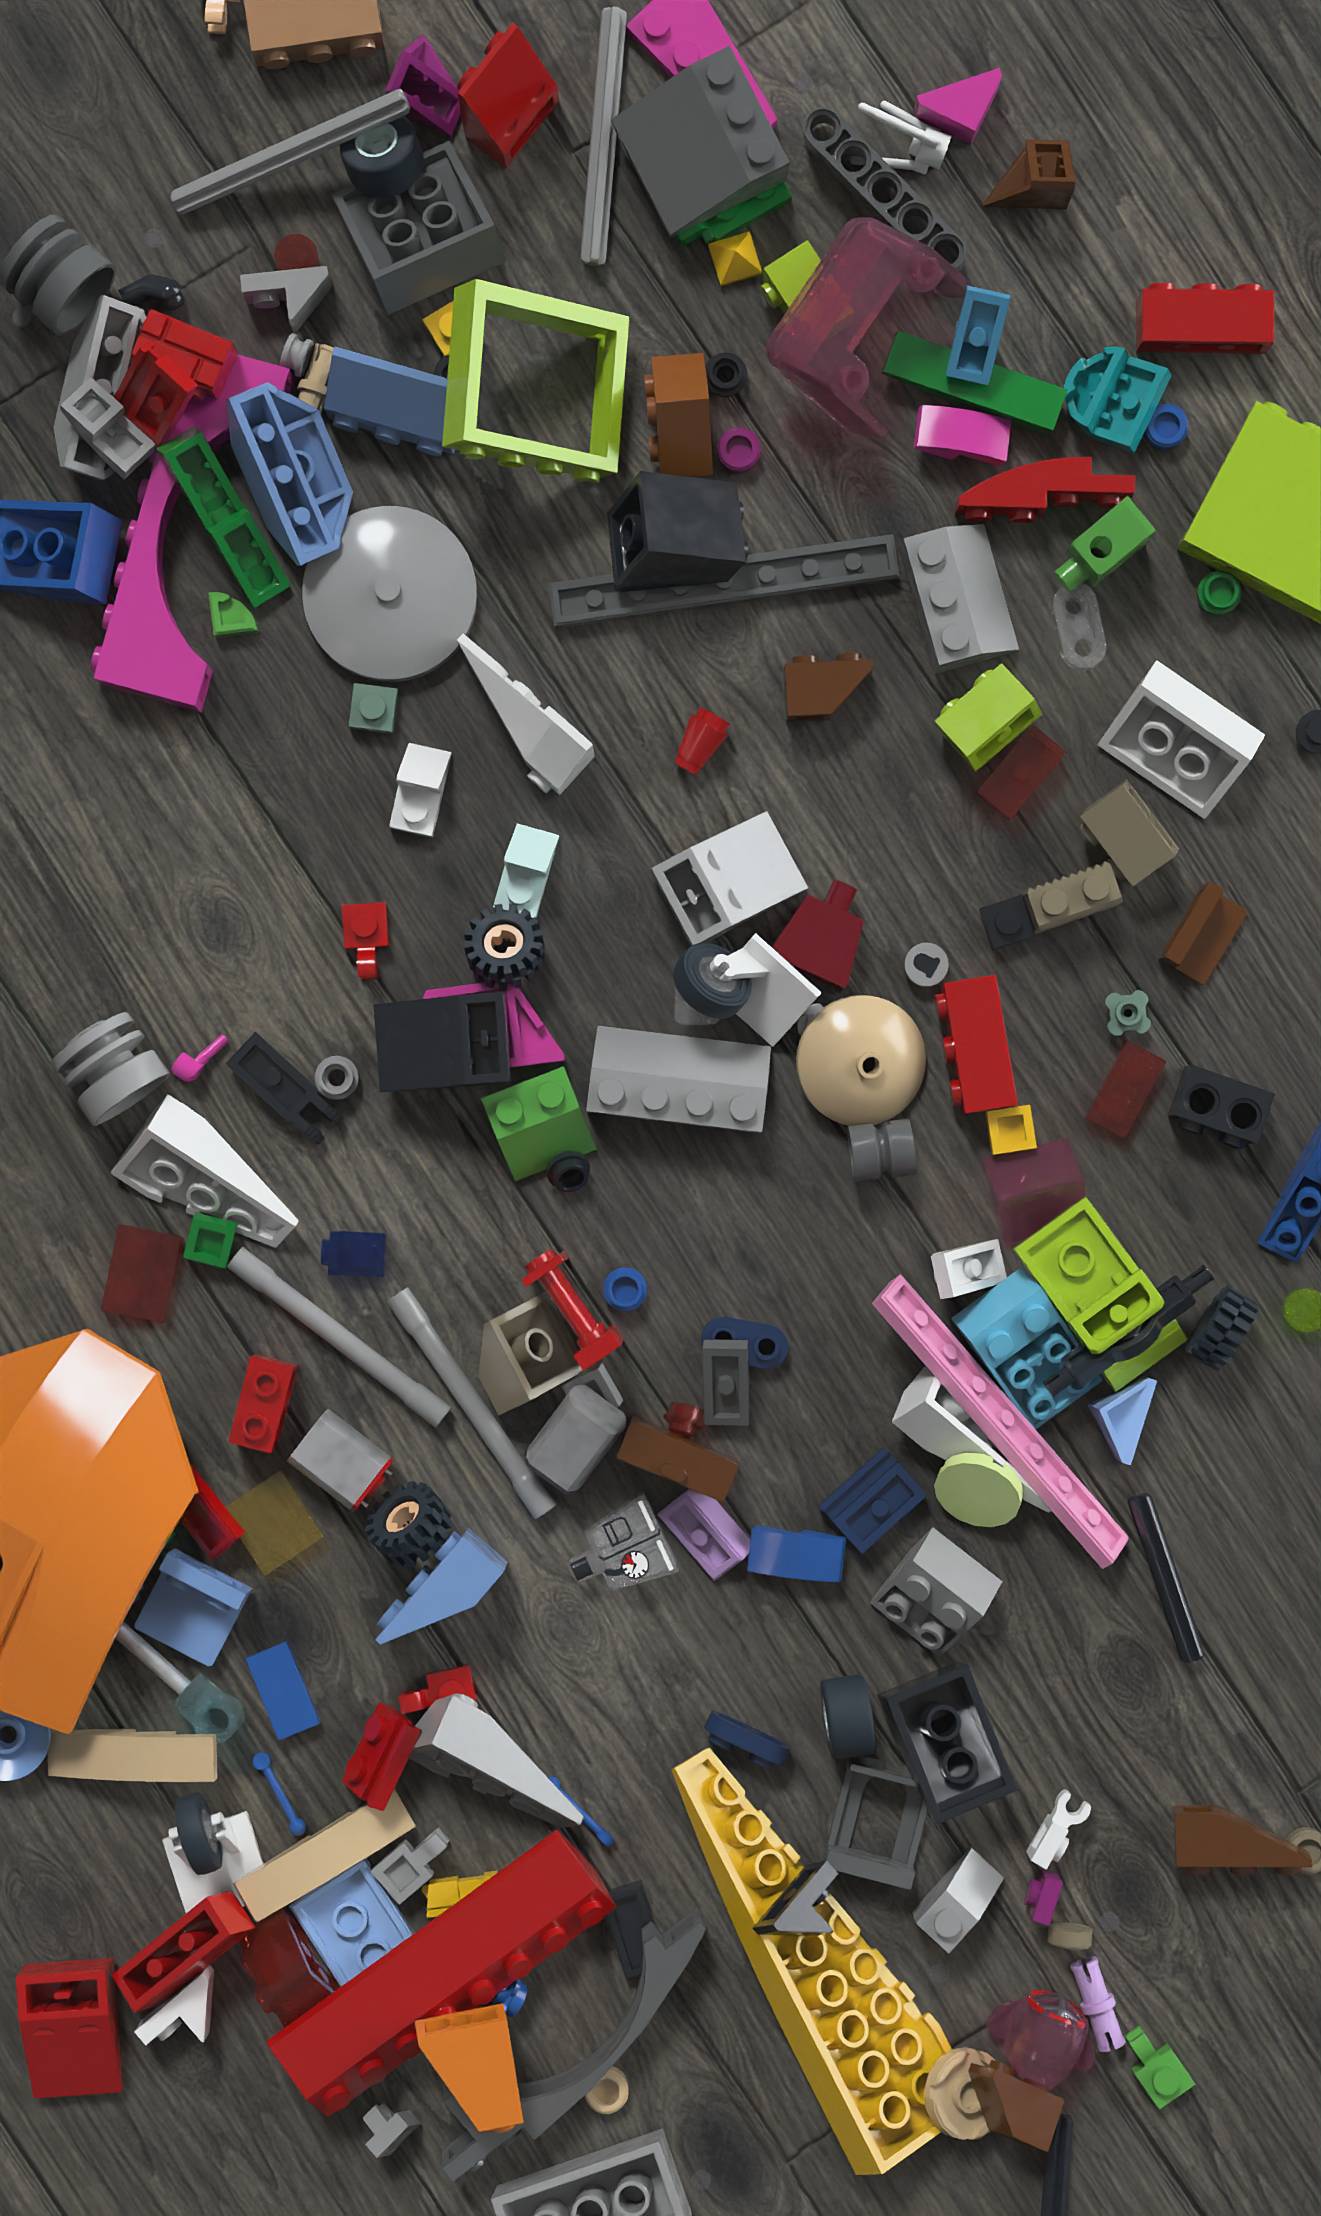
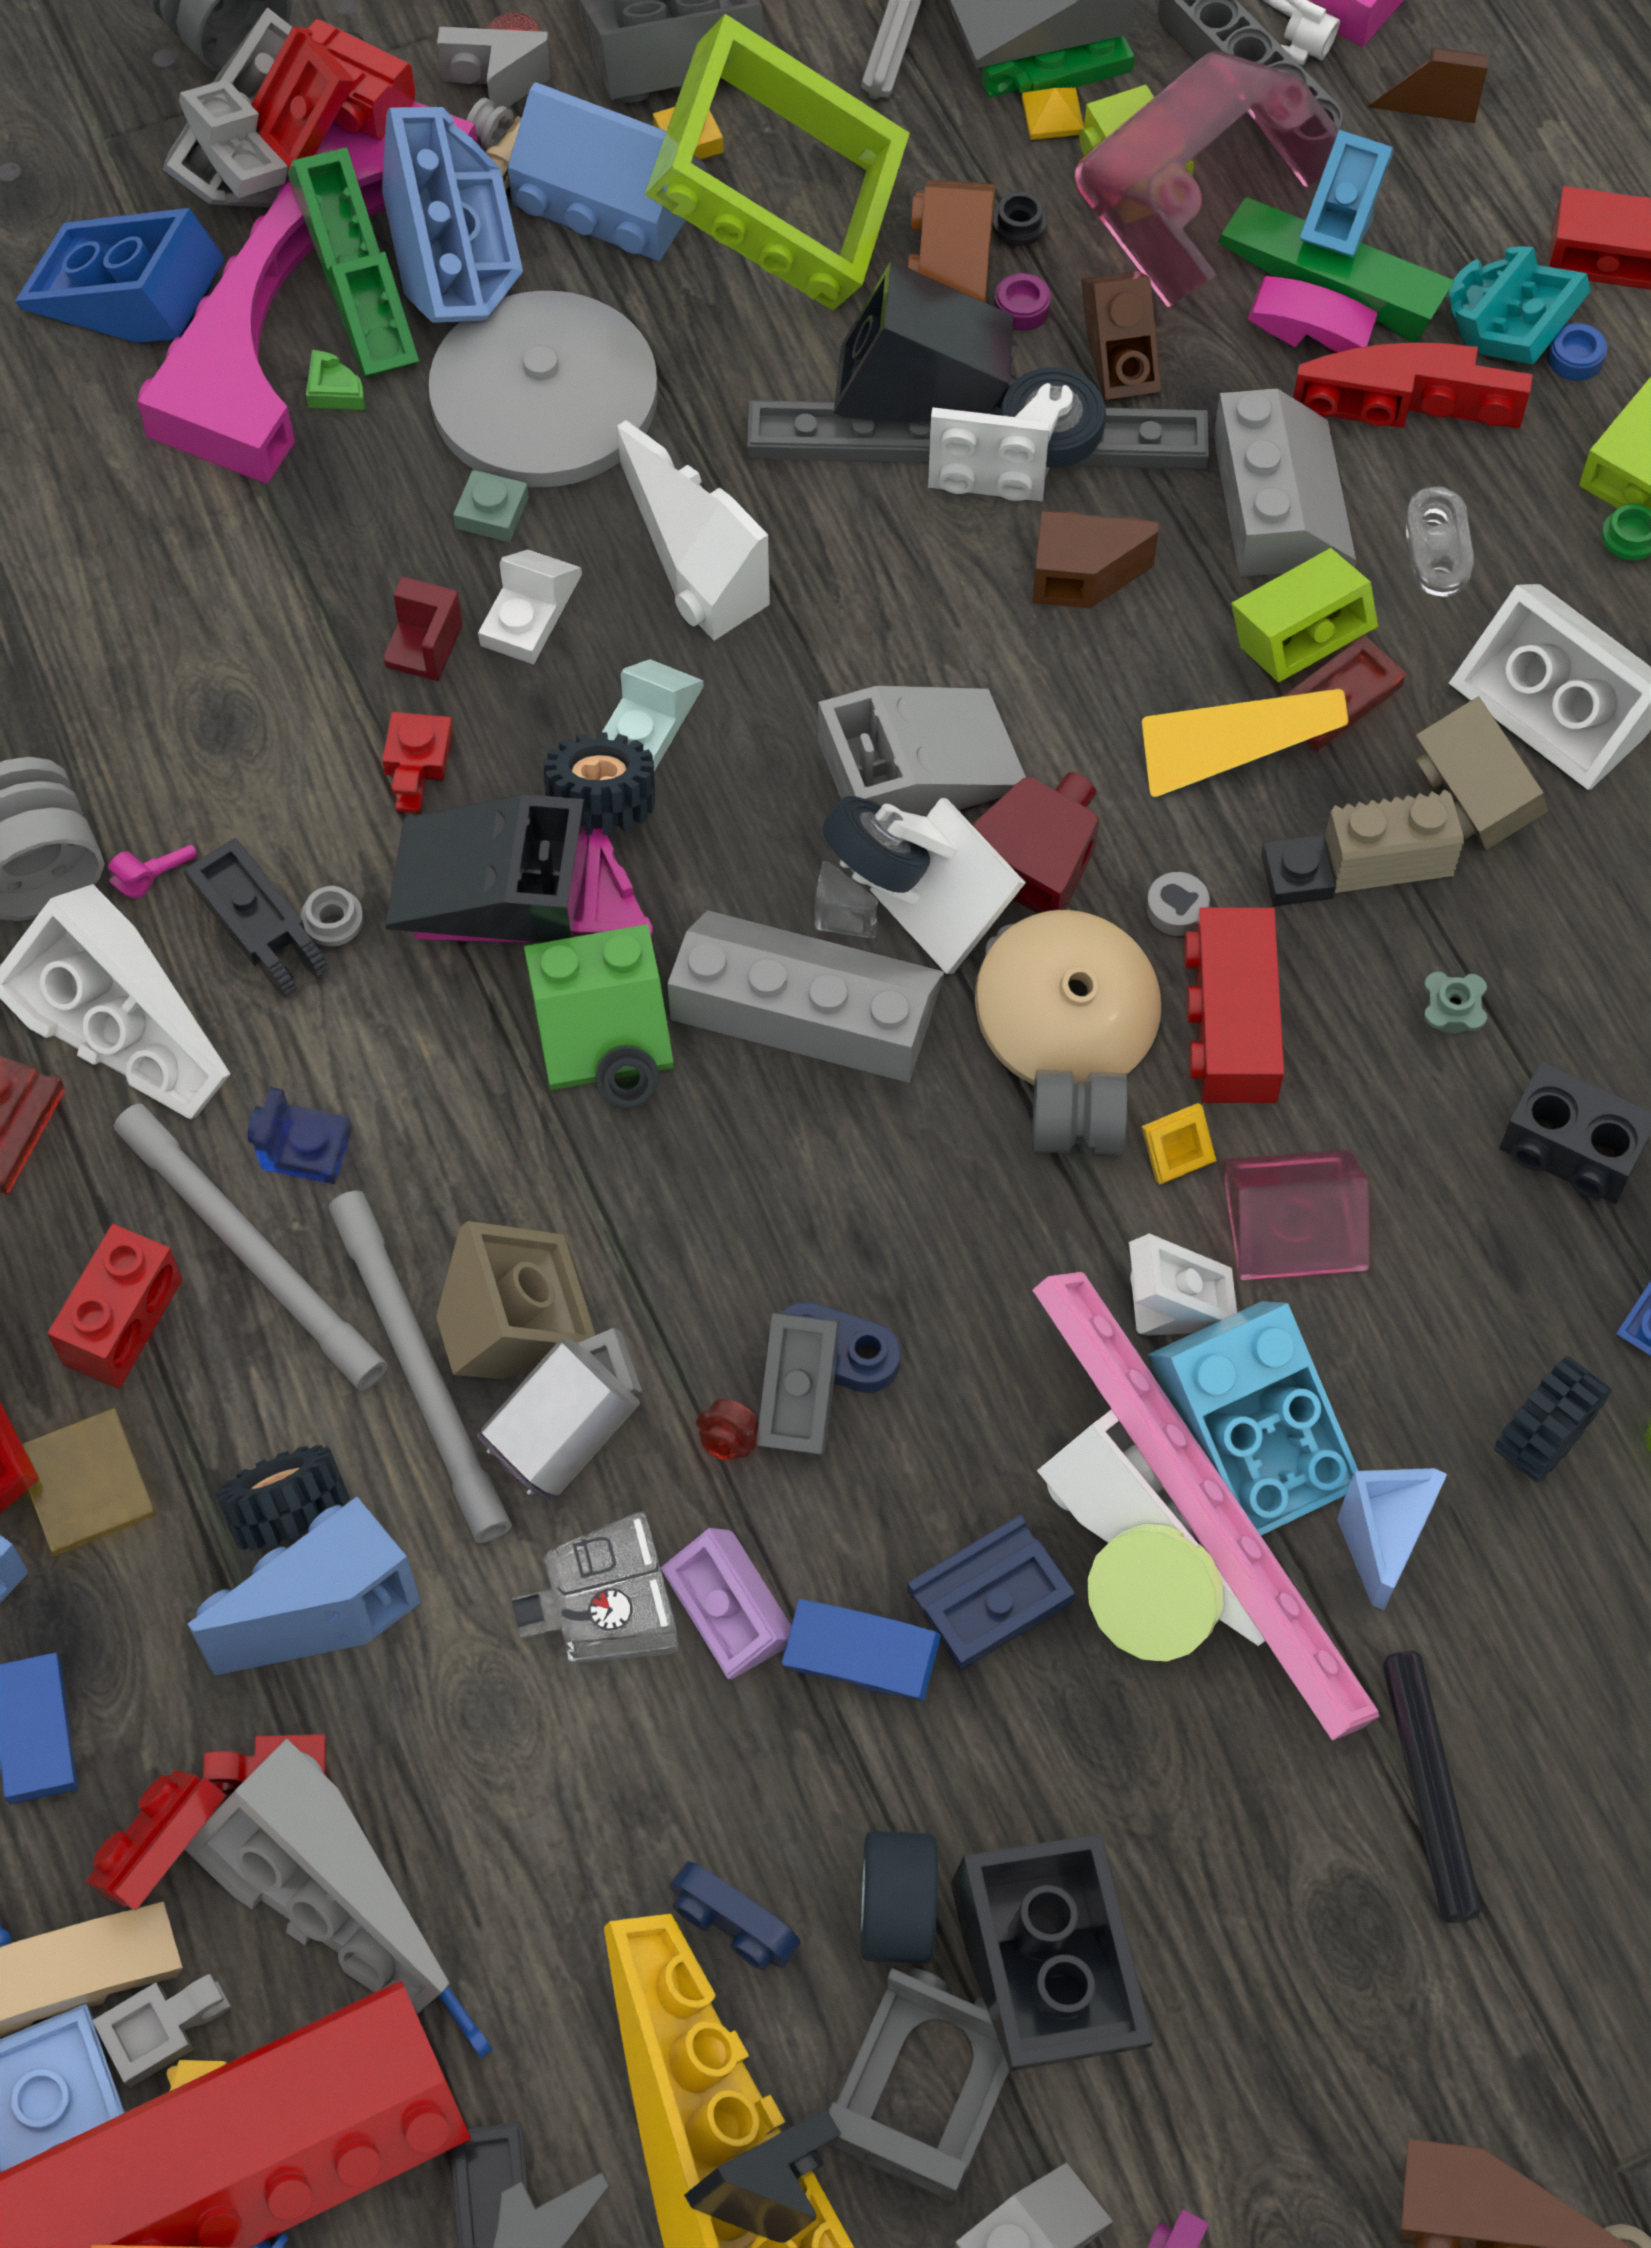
camera: 10 degrees right, 25 degrees down
(210, 1240) = (99, 1085): green plate -> none
(341, 1461) = (206, 1401): flat silver piece -> none
(348, 832) = (425, 628): none -> dark red panel
(593, 1338) = (608, 1222): red fence -> none
(625, 1289) = (676, 1246): blue plate -> none
(677, 1459) = (708, 1464): reddish brown container -> none
(701, 739) = (915, 594): red cone -> none
(779, 582) = (1044, 423): none -> white plate
(819, 475) = (1122, 333): none -> reddish brown slope
(936, 826) = (1214, 739): none -> yellow sticker
(937, 1592) = (1066, 1741): light grey slope -> none
(950, 1156) = (1178, 1143): none -> yellow slope
(1010, 1129) = (1269, 1121): yellow plate -> none
(1051, 1837) = (1198, 2164): white plate -> none
(1105, 1299) = (1388, 1354): lime piece -> none
(1116, 535) = (1489, 442): bright green torso -> none
(1125, 1089) = (1441, 1100): clear red plate -> none
(1203, 934) = (1571, 920): reddish brown panel -> none

